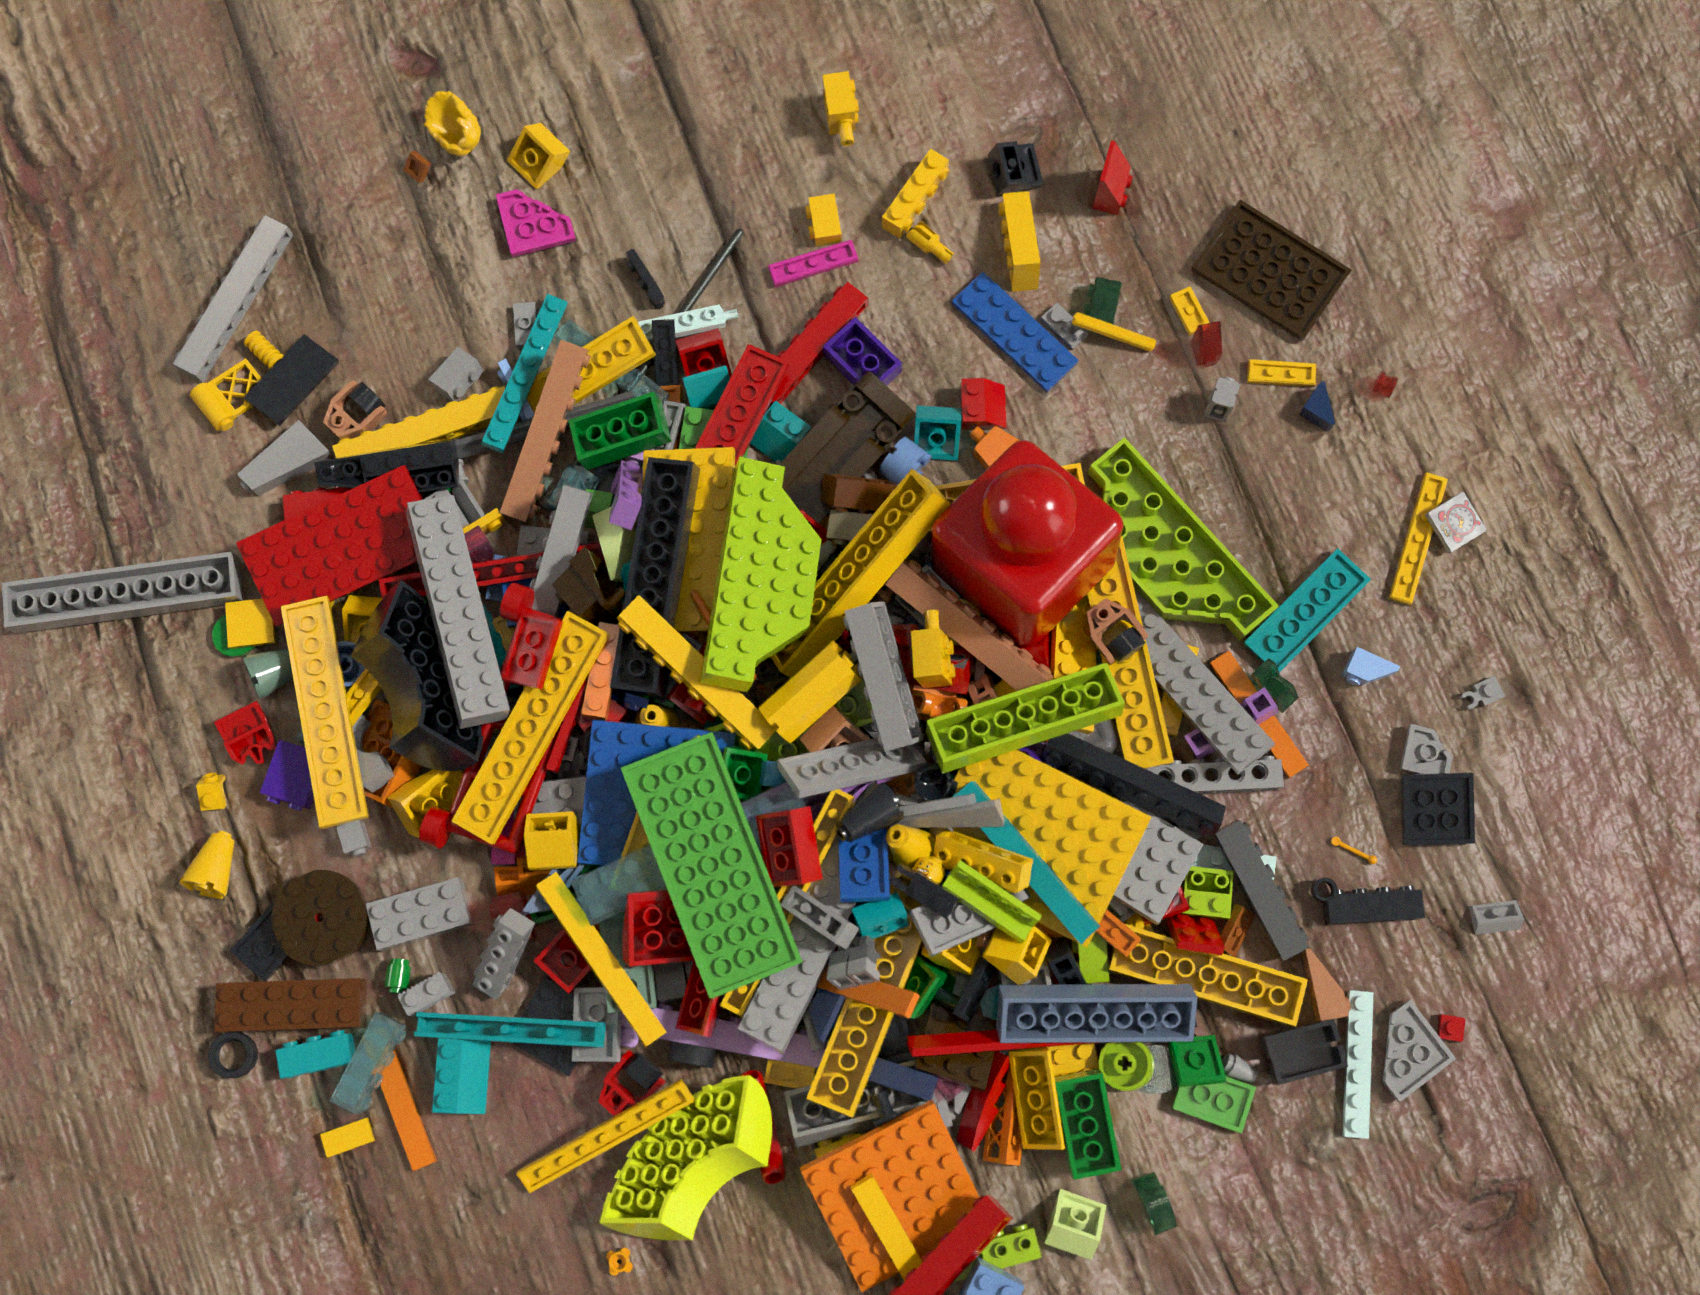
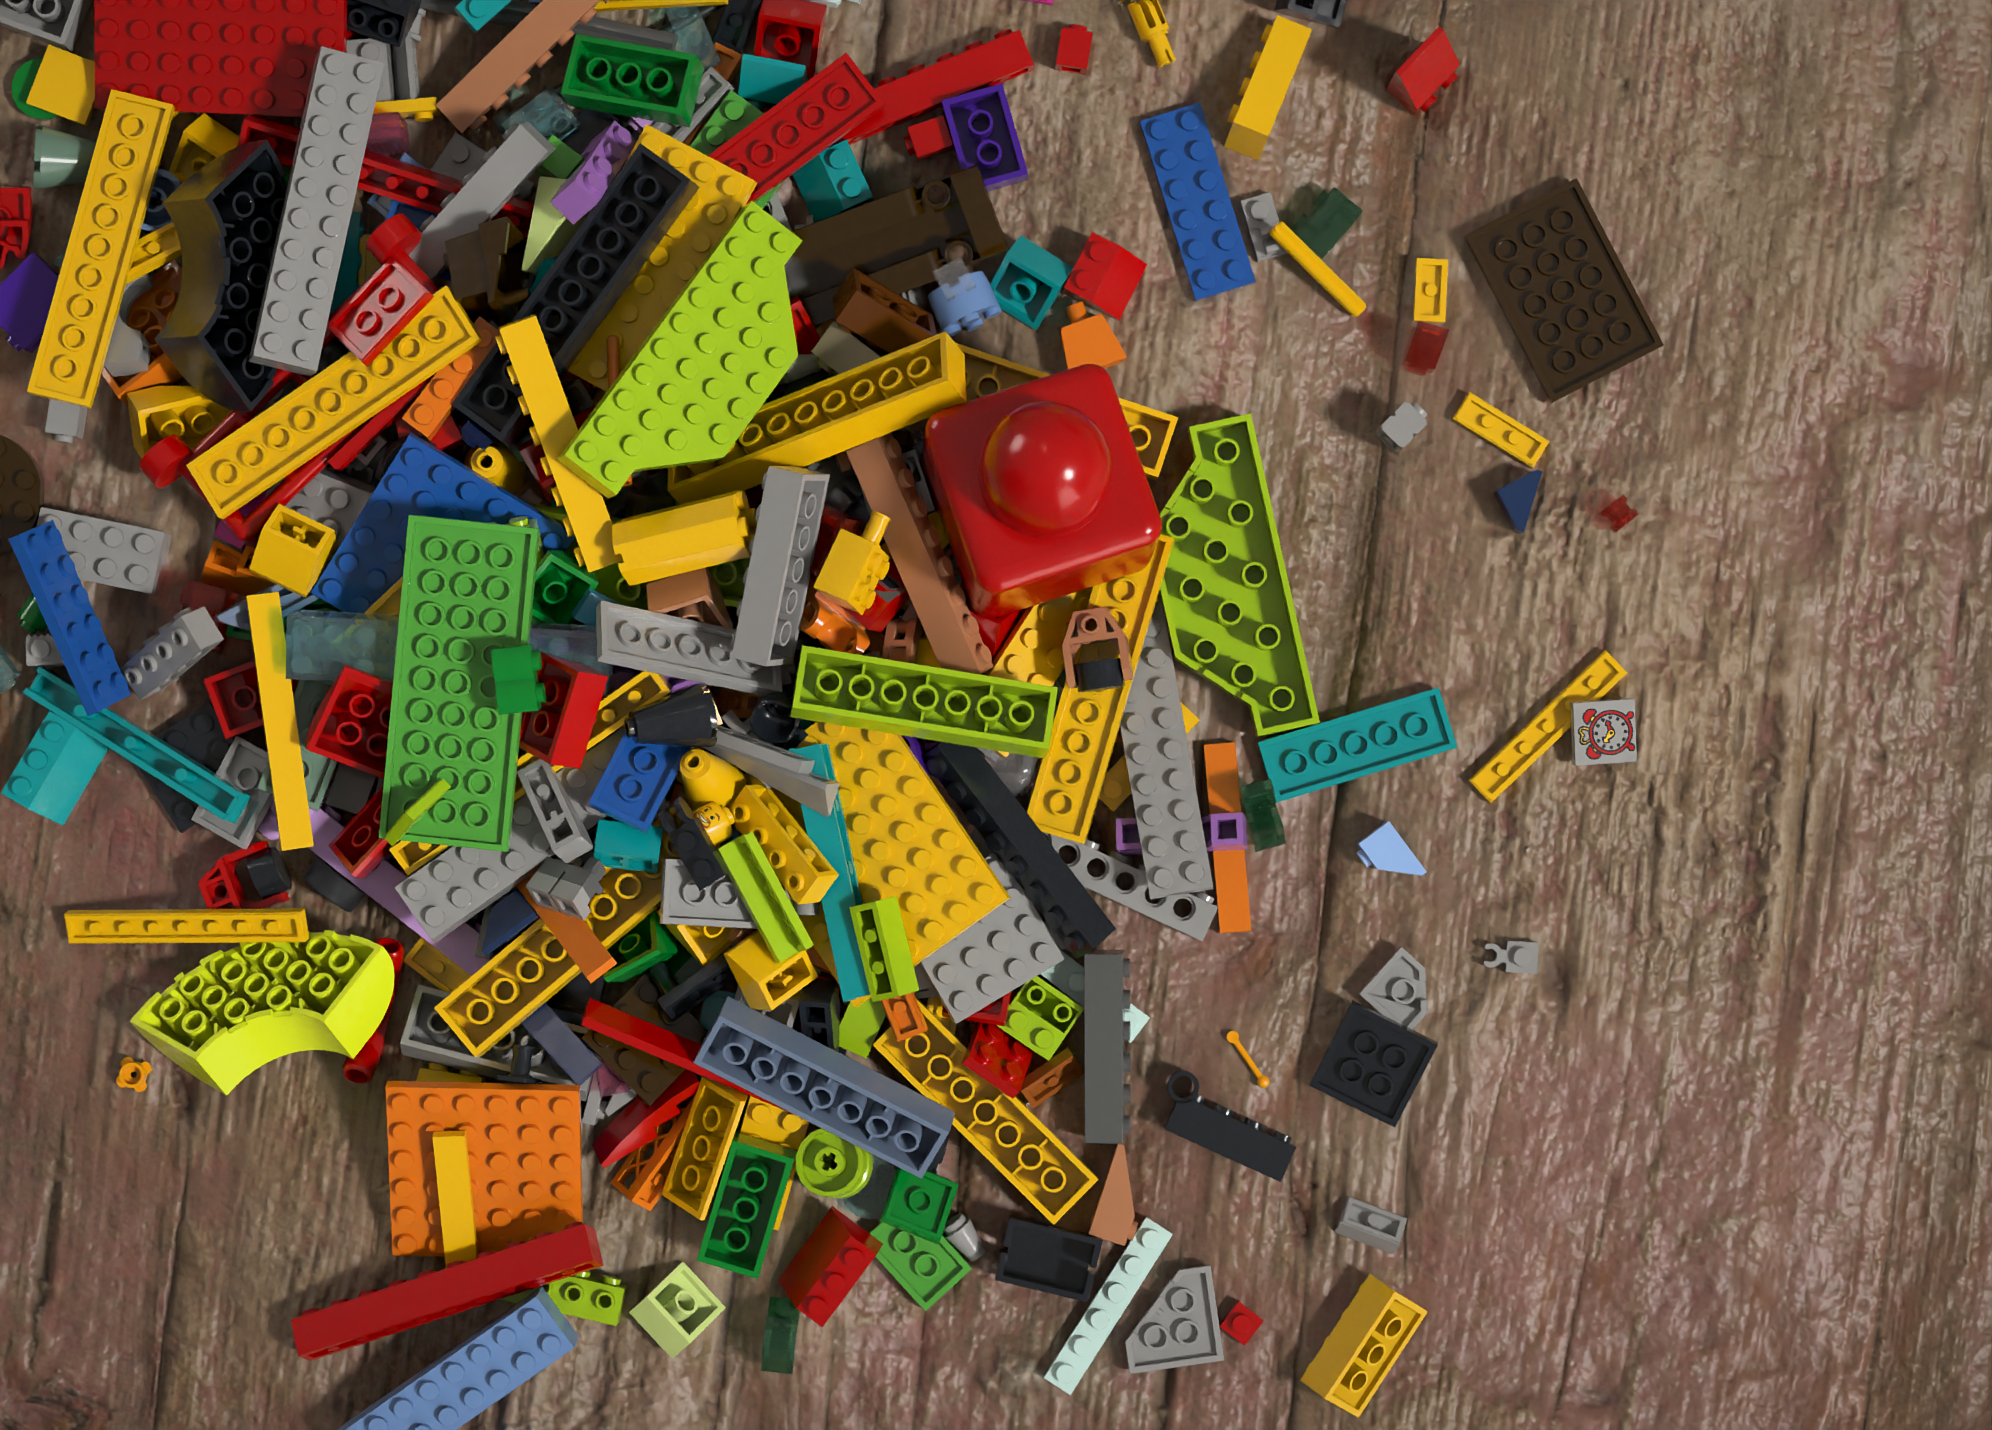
camera: 25 degrees right, 10 degrees up
(422, 964) = (70, 617): none -> blue plate
(727, 967) = (416, 811): none -> lime tile
(750, 838) = (517, 679): none -> green brick
(826, 377) = (928, 139): none -> red brick
(887, 278) = (1074, 49): none -> red brick
(892, 447) = (954, 279): none -> clear tile
(1089, 894) = (884, 949): none -> lime brick
(1161, 1137) = (828, 1266): none -> red slope
(1539, 999) = (1363, 1346): none -> yellow slope

